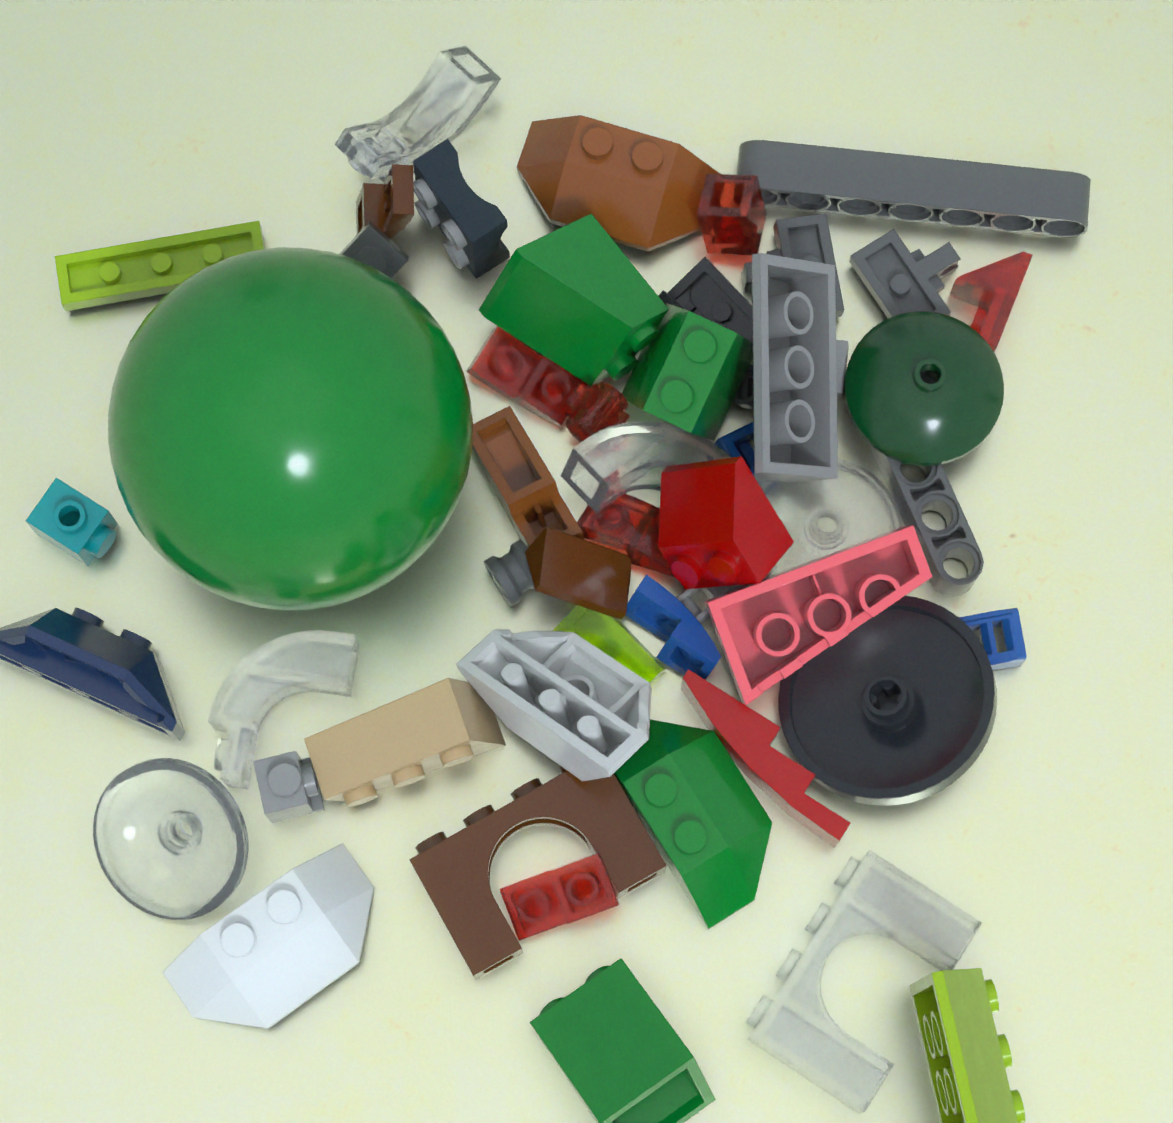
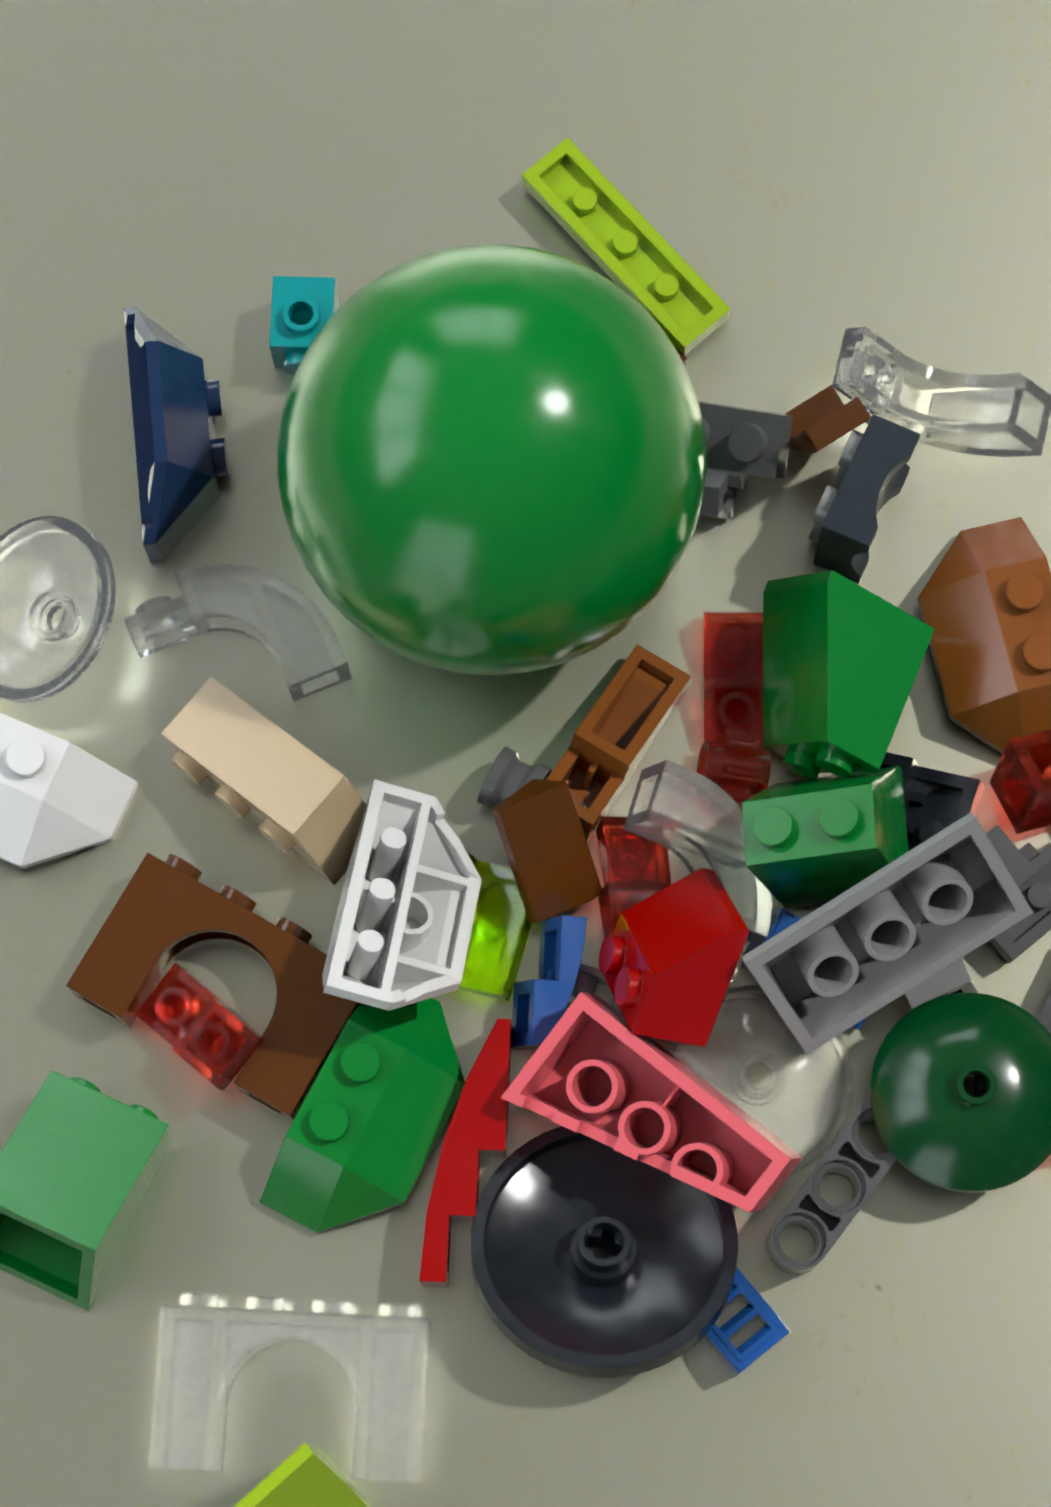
camera: 65 degrees right, 0 degrees up
(288, 786) = (155, 688): light grey brick -> none

